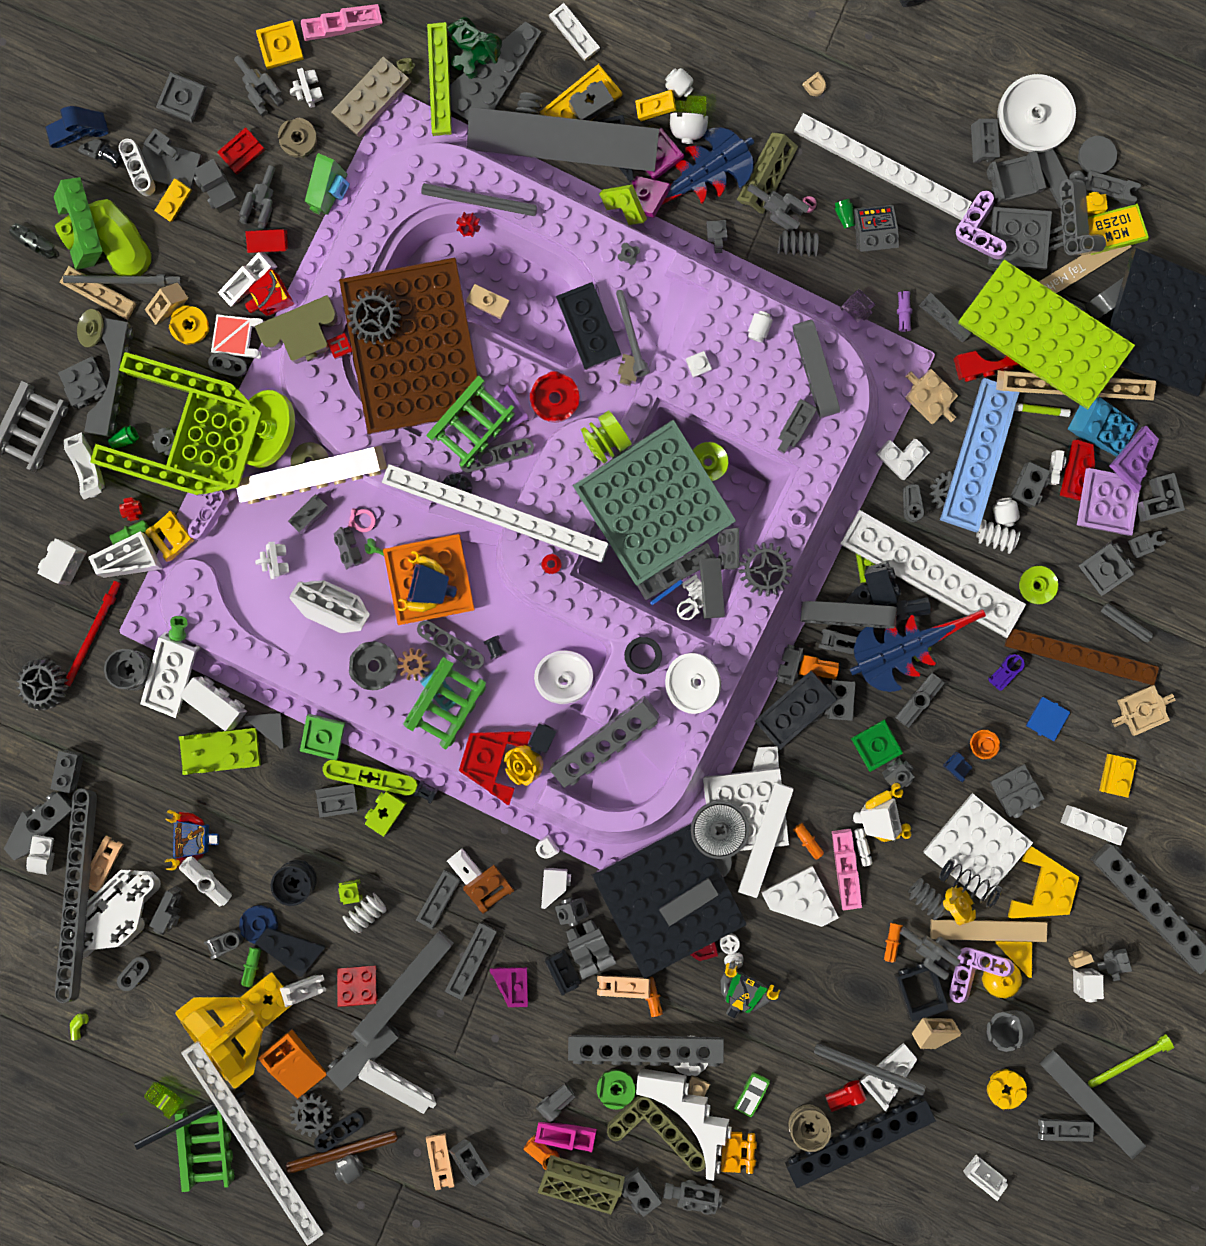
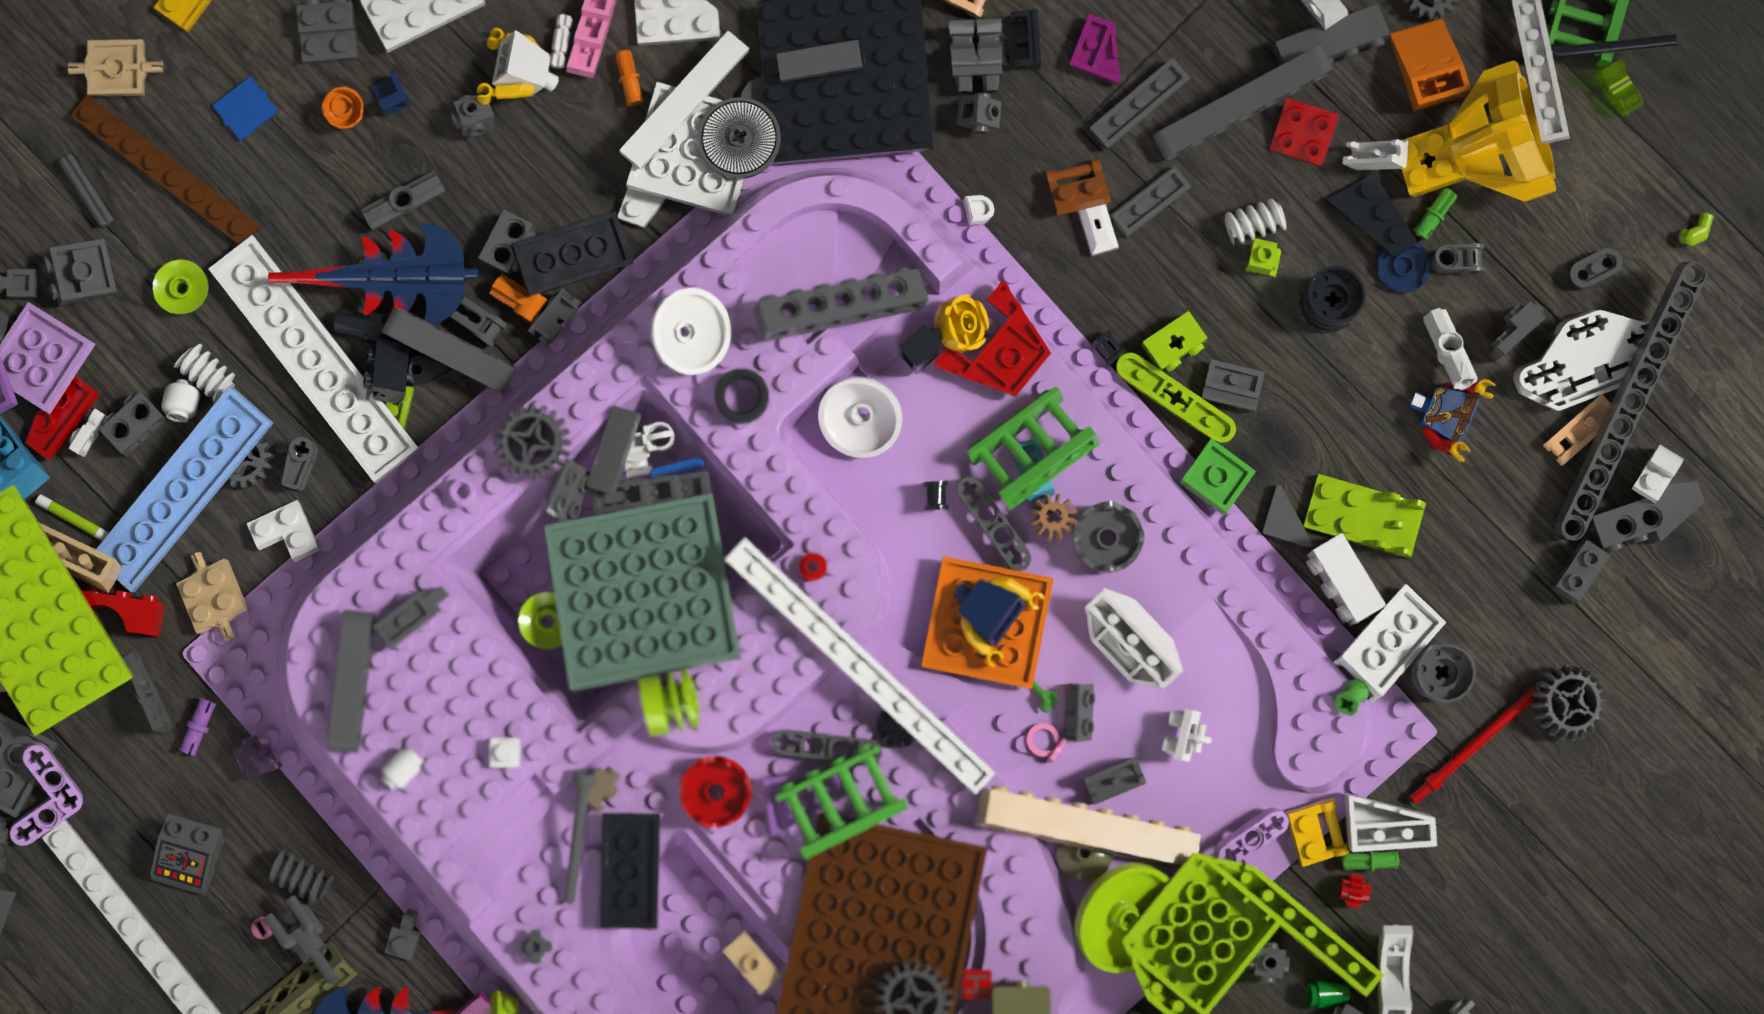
camera: 155 degrees left, 5 degrees down
(61, 562) = (1476, 856): white brick -> none
(554, 885) = (988, 157): white slope -> none
(845, 213) = (218, 894): green cone -> none
(876, 745) = (485, 165): green plate -> none
(1004, 675) = (277, 188): dark purple piece -> none

